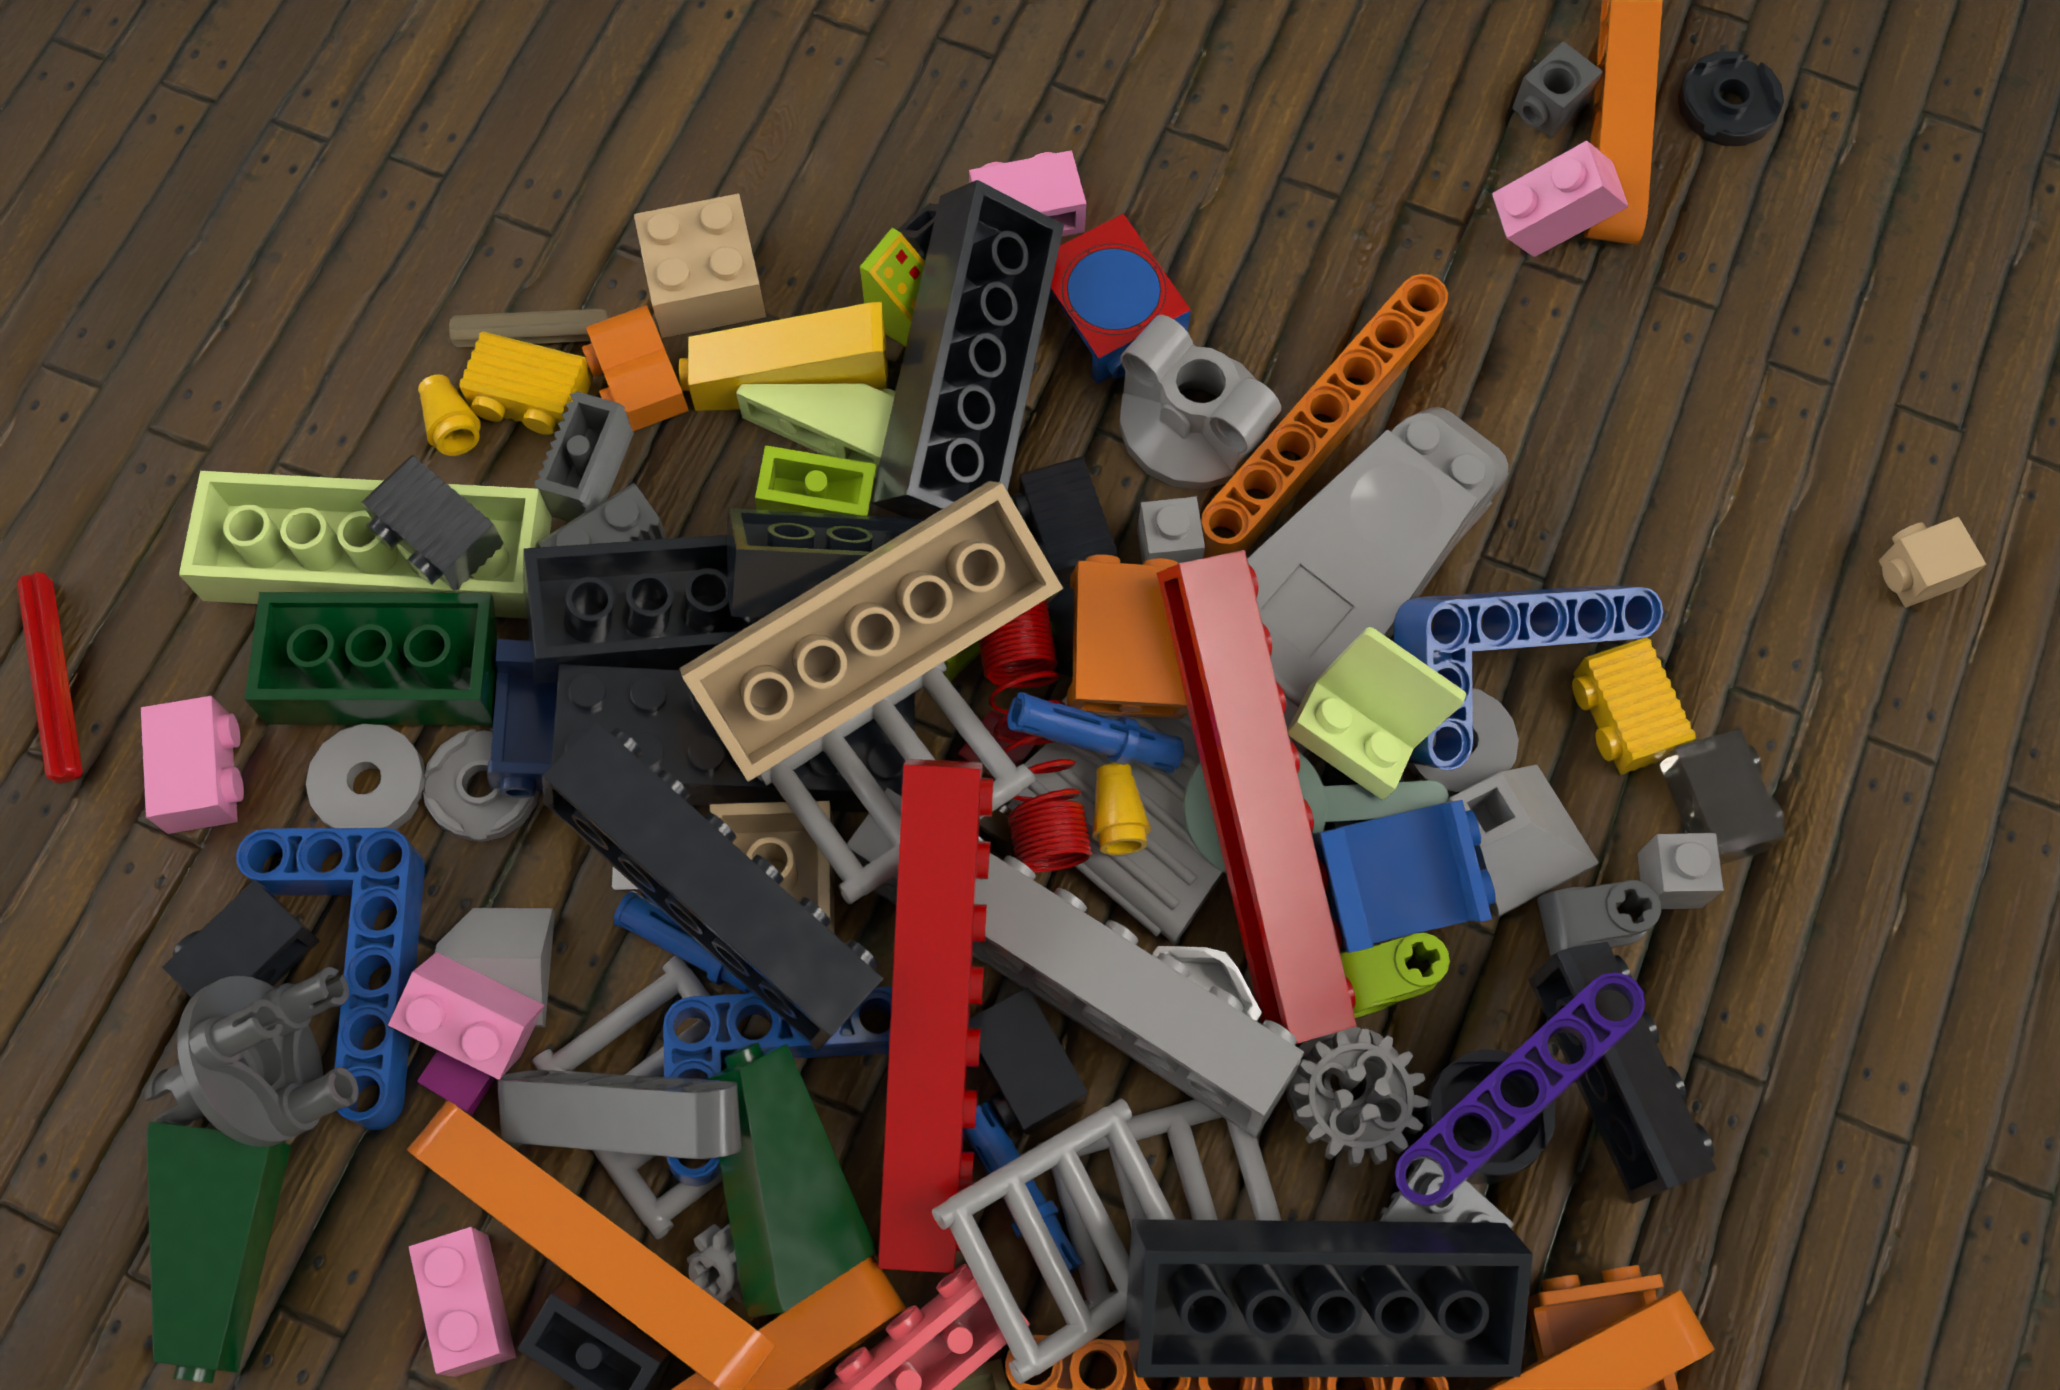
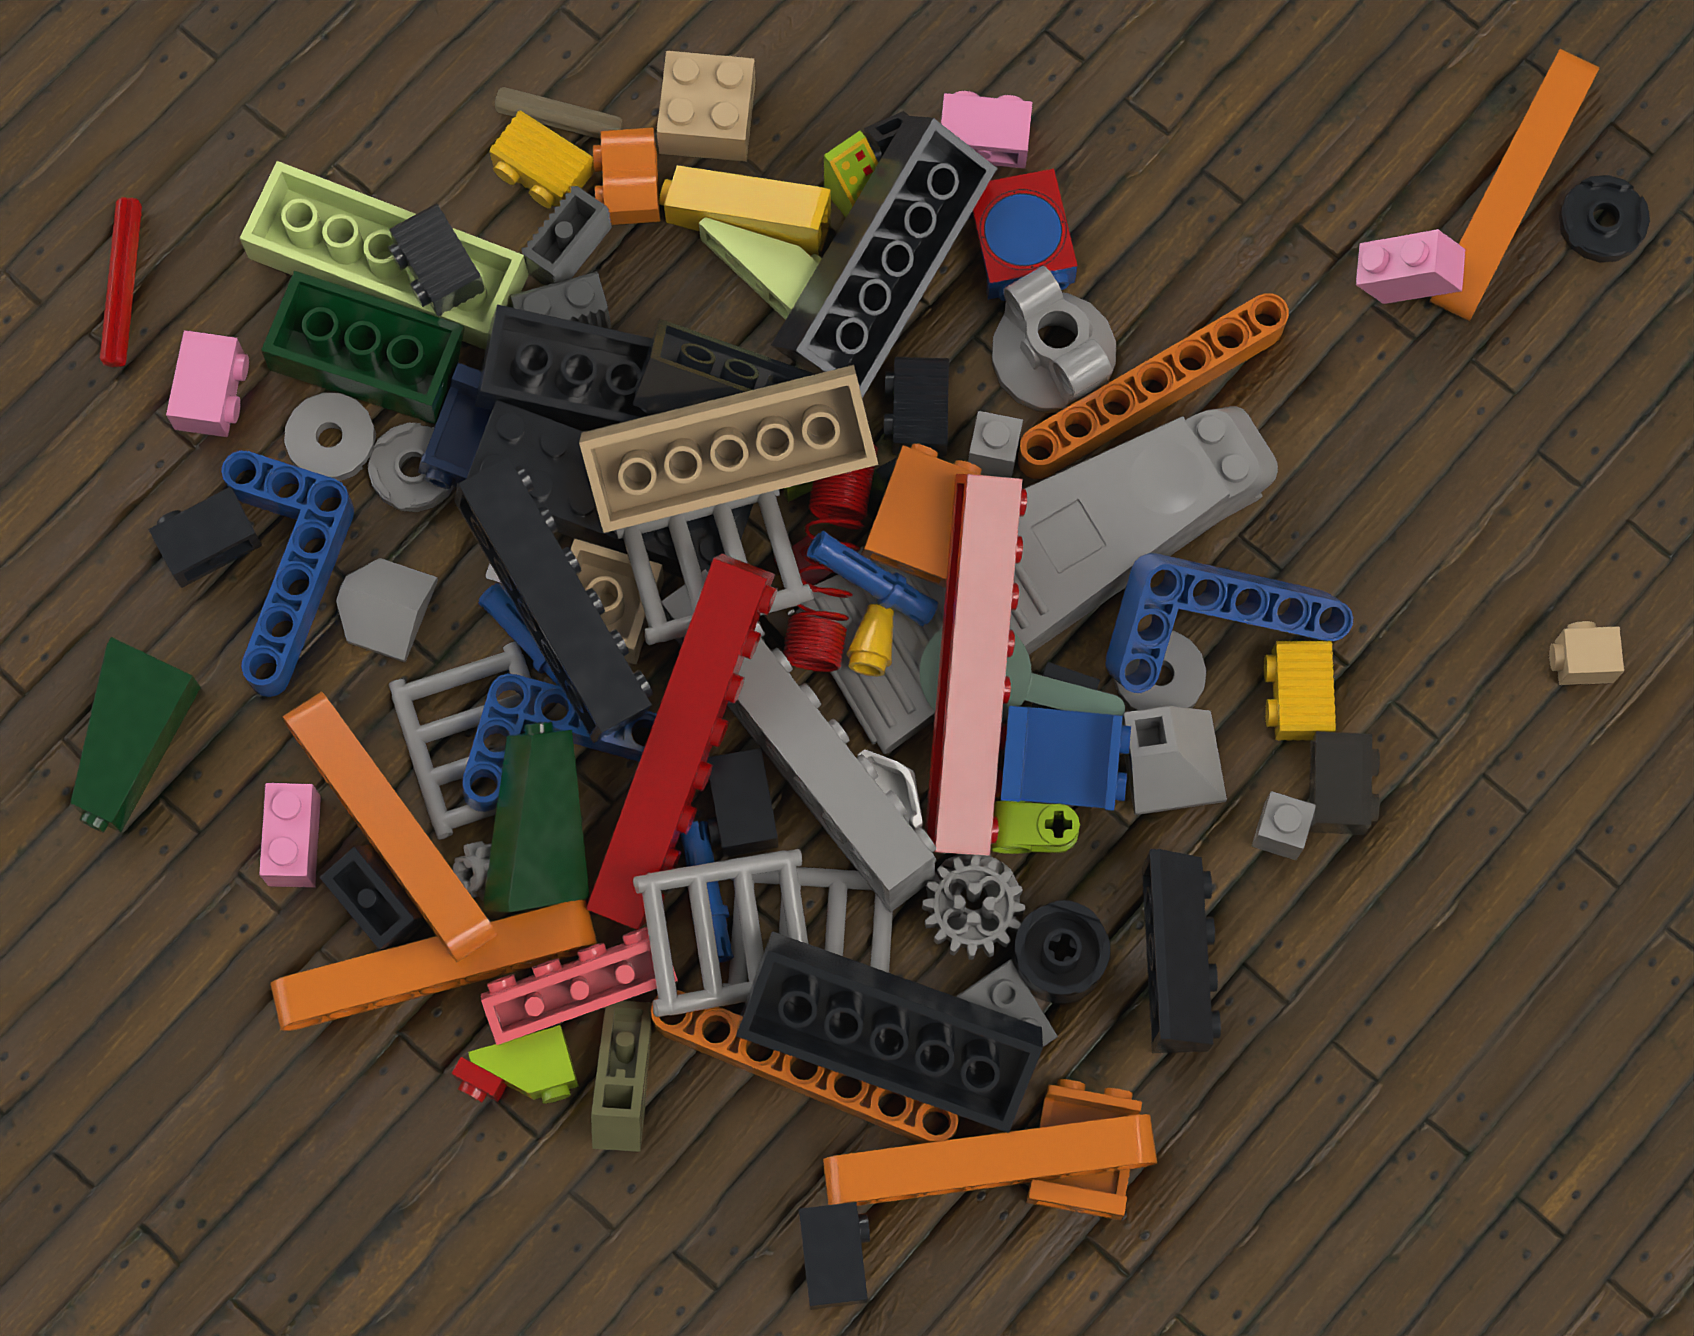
camera: 20 degrees right, 5 degrees up
(254, 1060) = (196, 617): dark grey piece -> none
(447, 417) = (473, 169): yellow cone -> none
(456, 1081) = (336, 674): magenta tile -> none
(466, 1015) = (353, 635): bright pink brick -> none
(620, 1113) = (438, 738): dark grey beam -> none
(813, 483) = (732, 317): lime slope -> none
(1373, 711) = (1082, 630): yellowish green bracket -> none
(1537, 1064) = (1055, 935): dark purple beam -> none
(1556, 89) = (1466, 155): dark grey brick -> none
(1591, 916) = (1206, 836): dark grey piece -> none

